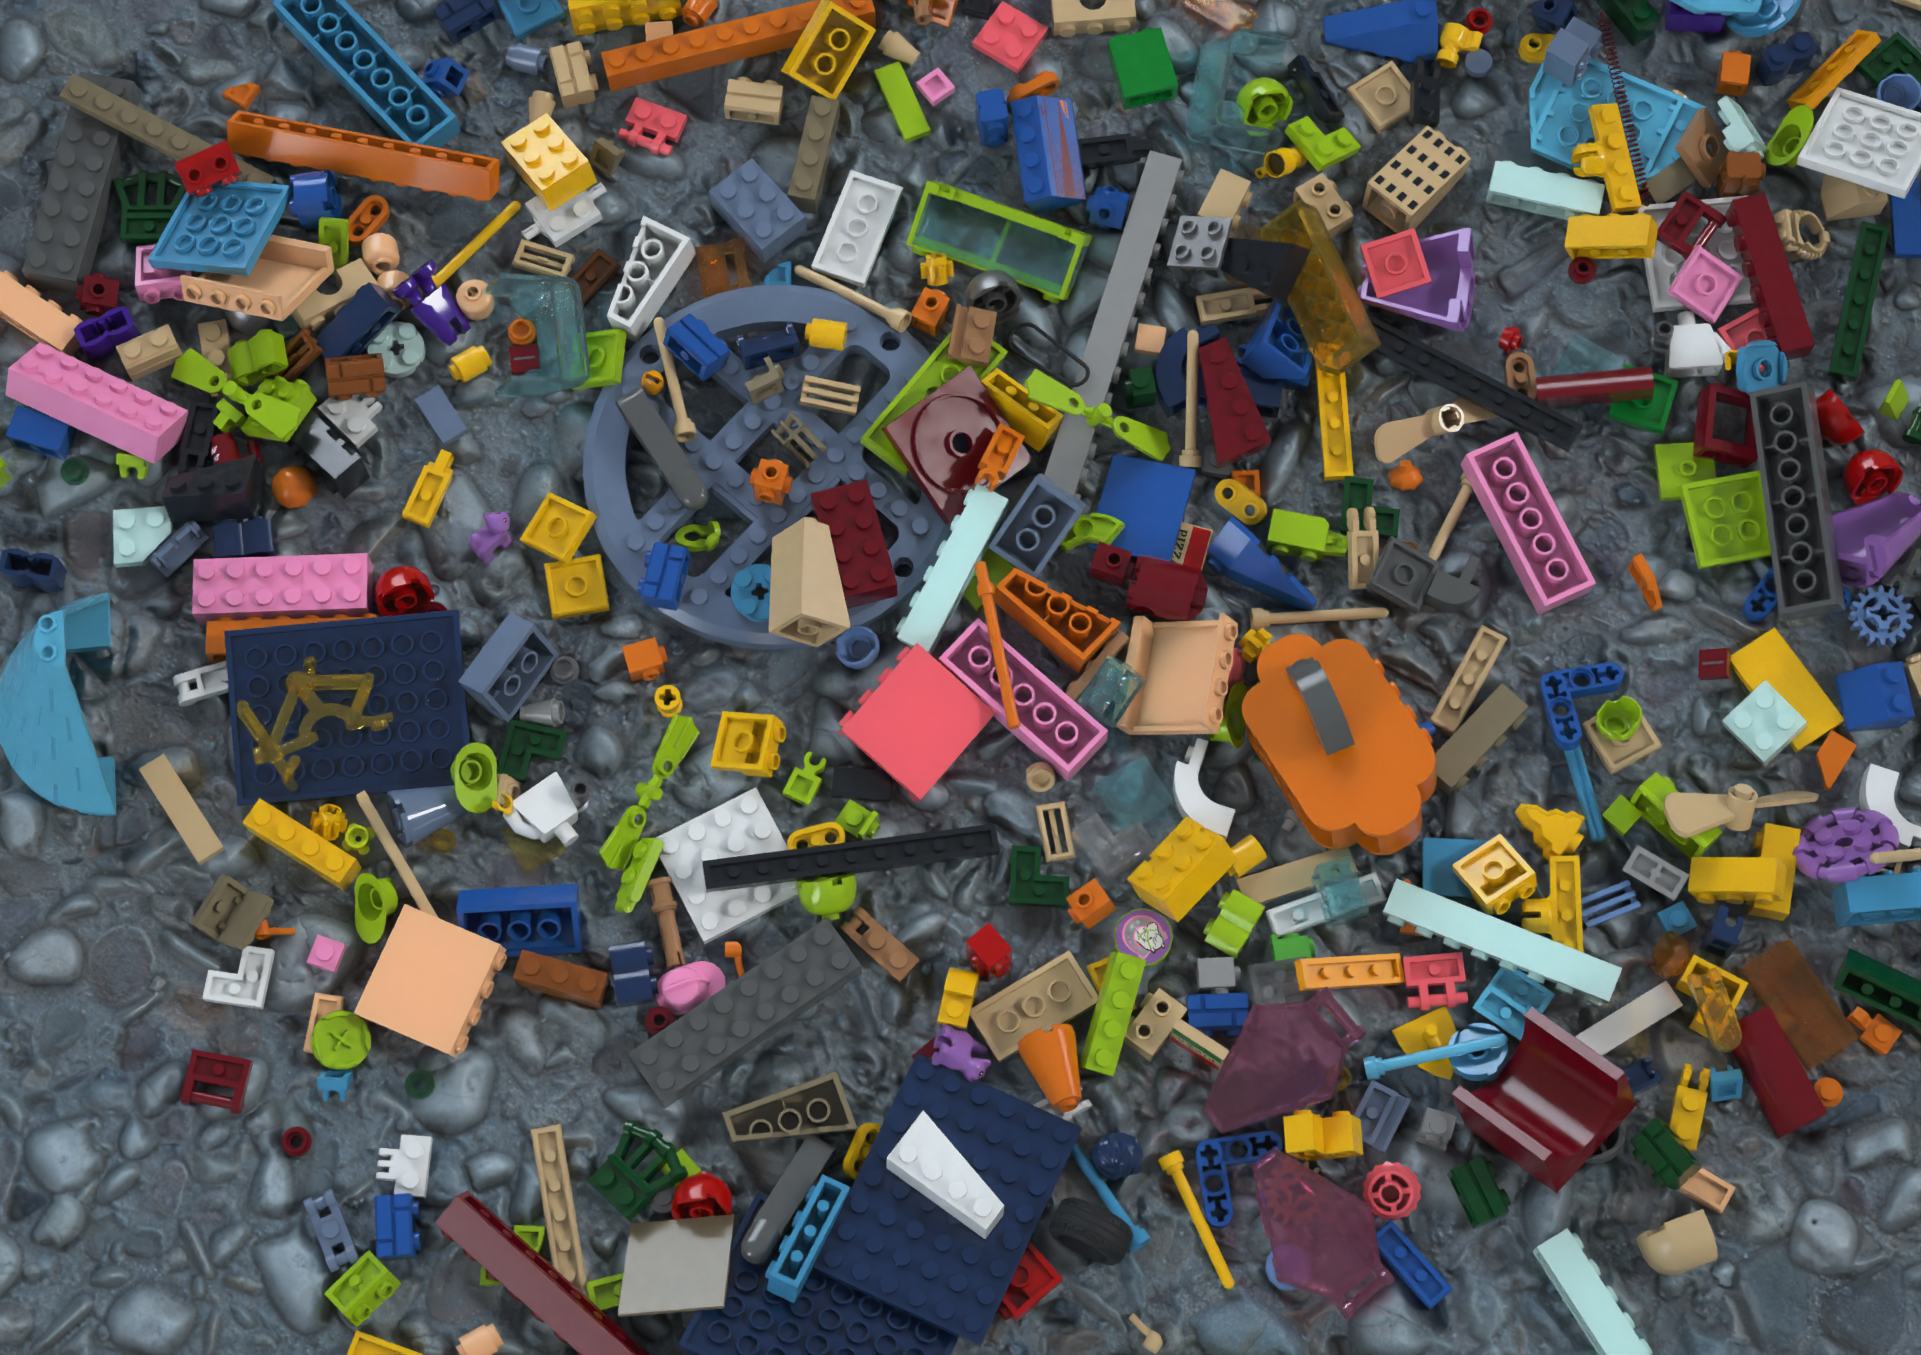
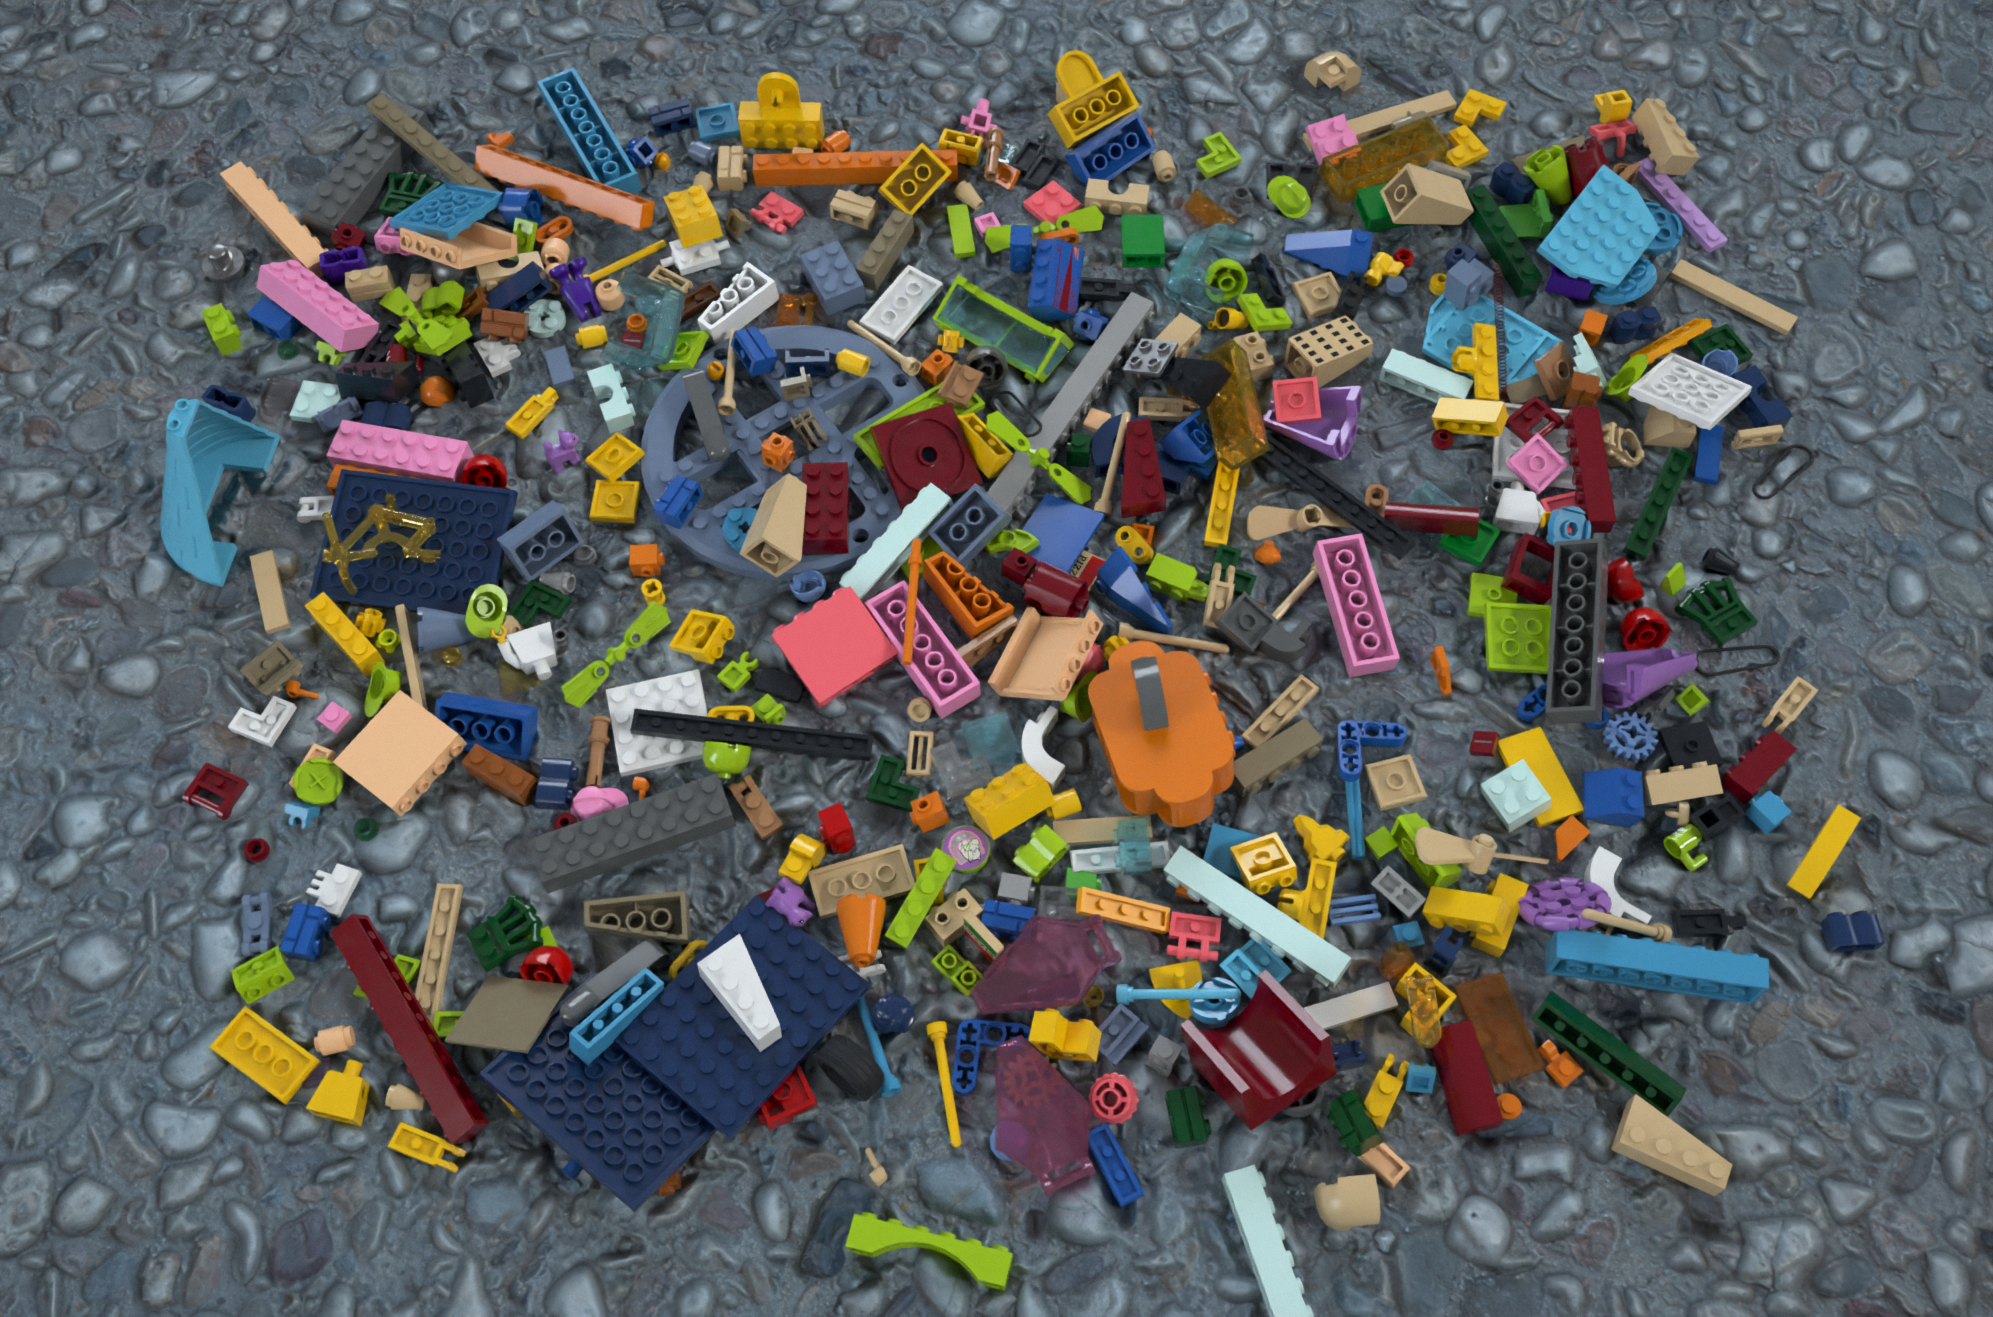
camera: 15 degrees right, 10 degrees down
(209, 169) = (452, 172): red brick -> none
(478, 82) = (664, 161): none -> light orange hinge
(513, 426) = (607, 385): none -> light aqua arch
(638, 873) = (586, 711): lime hinge -> none
(711, 531) = (723, 487): lime piece -> none
(780, 275) = (838, 323): dark azure tile -> none
(831, 385) = (845, 403): tan tile -> none
(999, 455) = (953, 468): orange plate -> none
(1054, 56) = (1083, 220): none -> lime piece
(1111, 691) = (991, 655): clear light blue brick -> none
(1174, 1085) = (957, 970): none -> lime slope
(1510, 339) = (1374, 474): red plate -> none
(1619, 718) = (1395, 765): lime hair -> none

